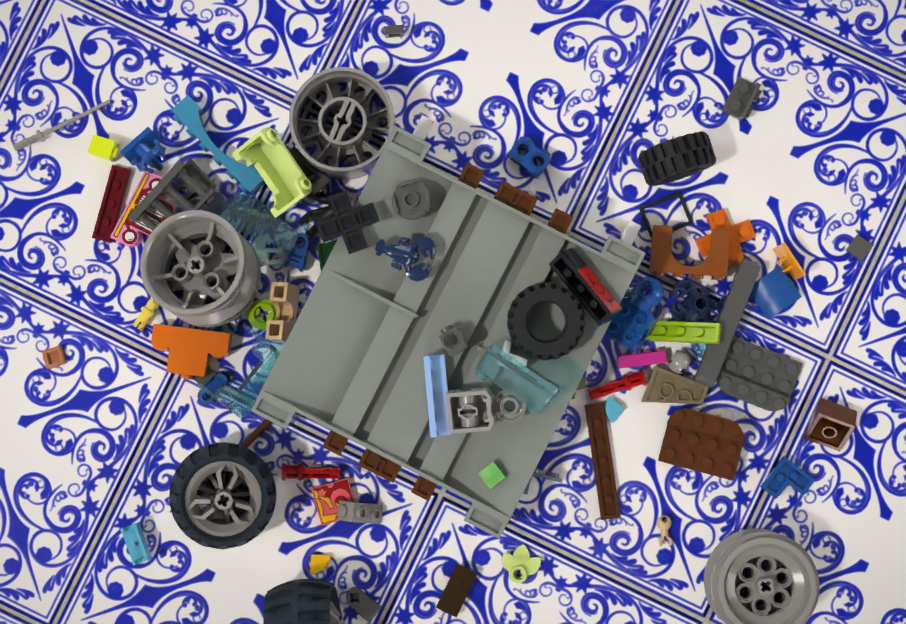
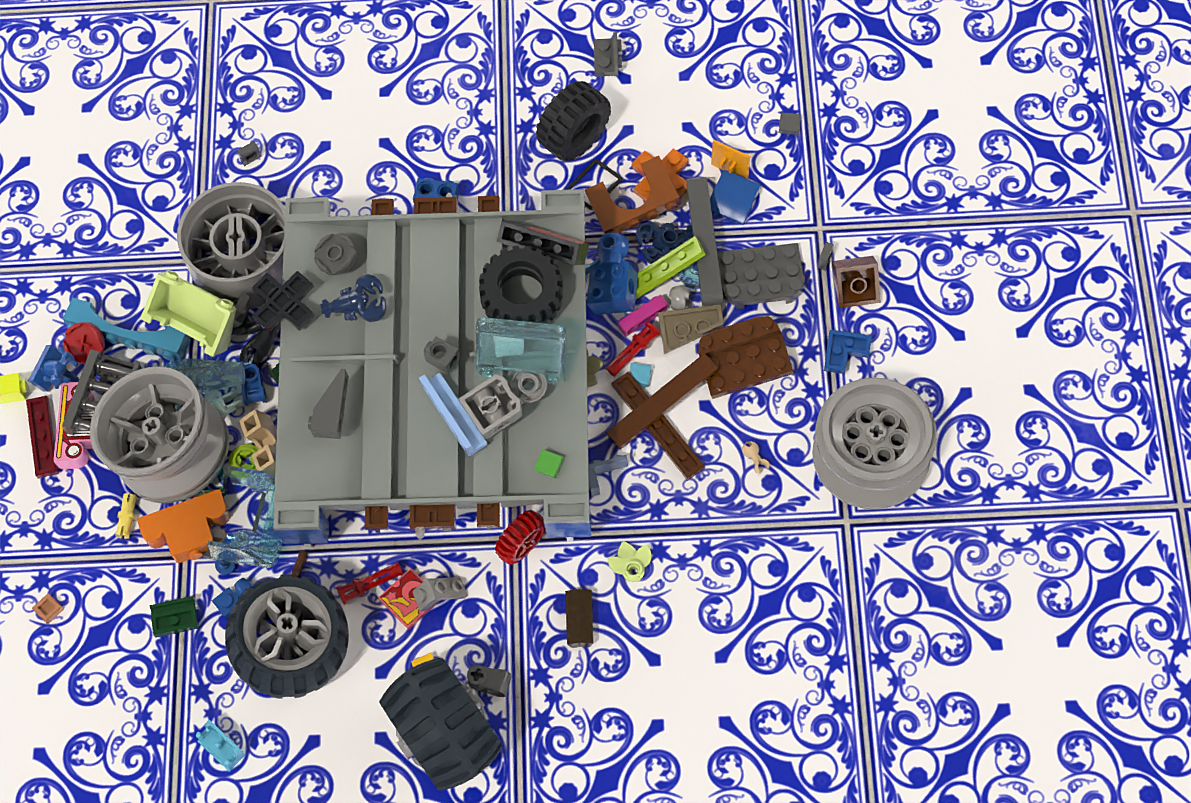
camera: 25 degrees left, 20 degrees down
(147, 419) = (174, 616): none -> dark green plate
(179, 140) = (82, 338): none -> red tile
(196, 428) = (228, 598): none -> blue plate
(340, 340) = (329, 410): none -> dark grey slope
(442, 505) = (520, 537): none -> red gear
(616, 446) = (662, 401): none -> reddish brown tile
(820, 387) = (825, 256): none -> dark grey tile

